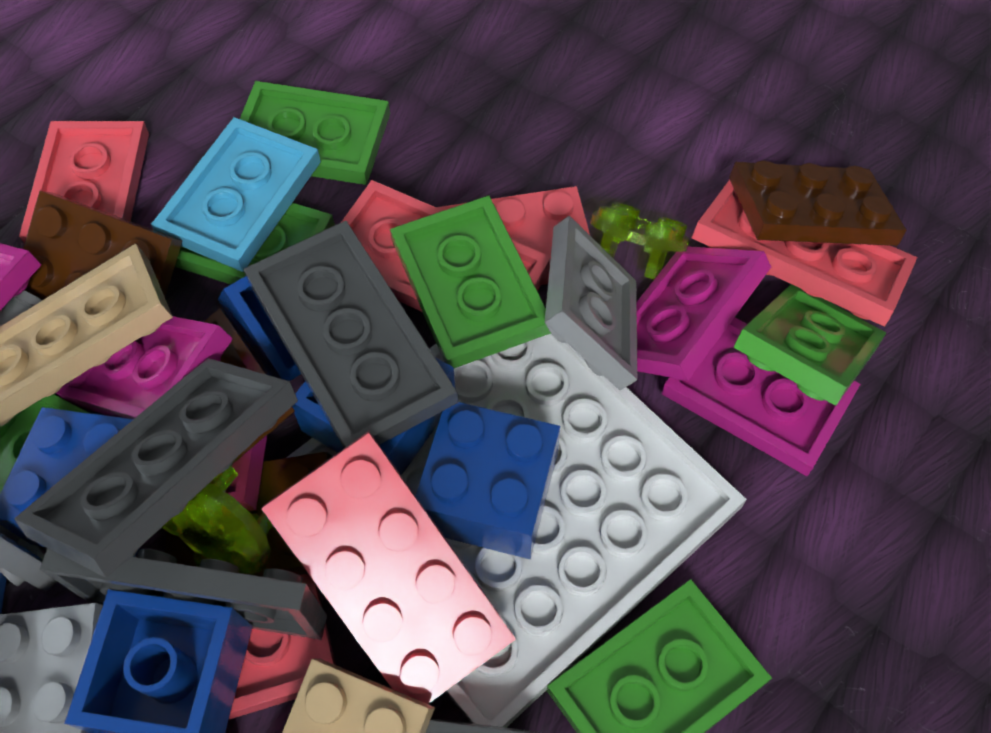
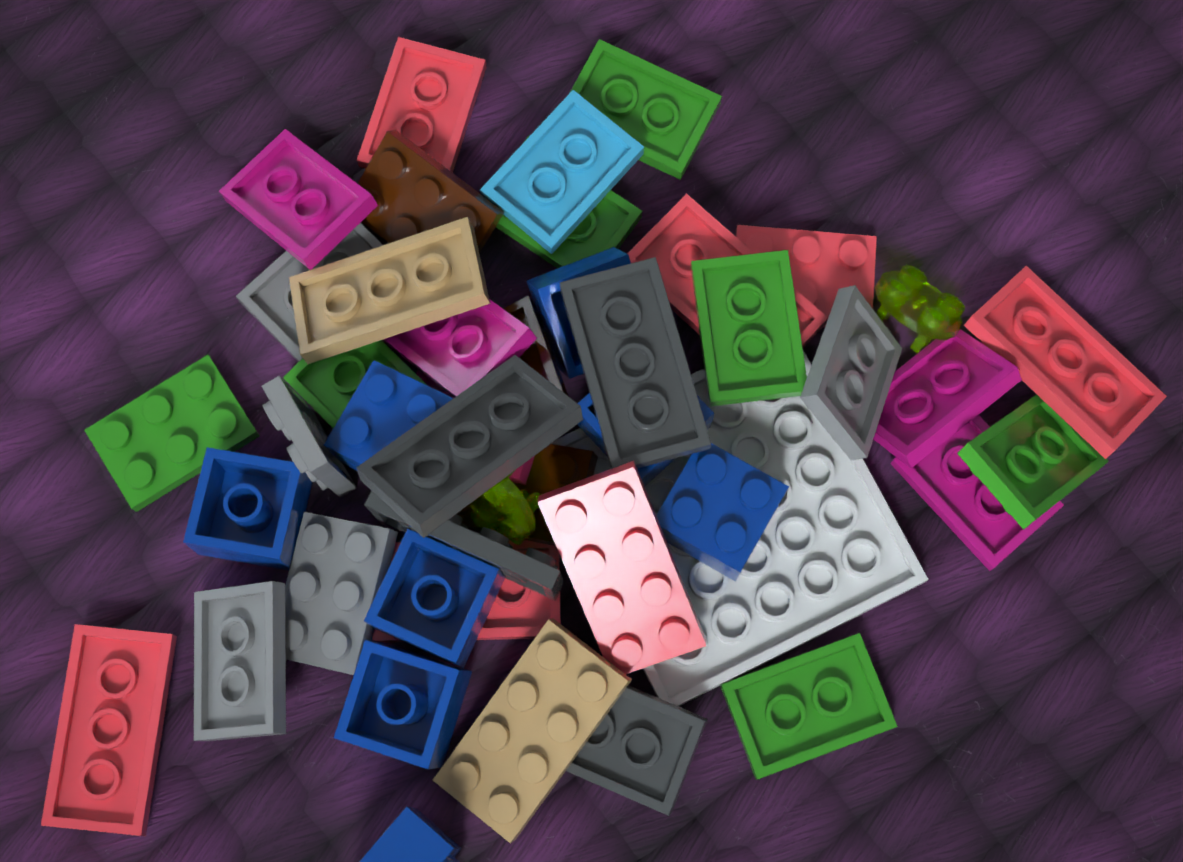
camera: 15 degrees right, 15 degrees up
(815, 204) = (1091, 319): reddish brown plate -> none

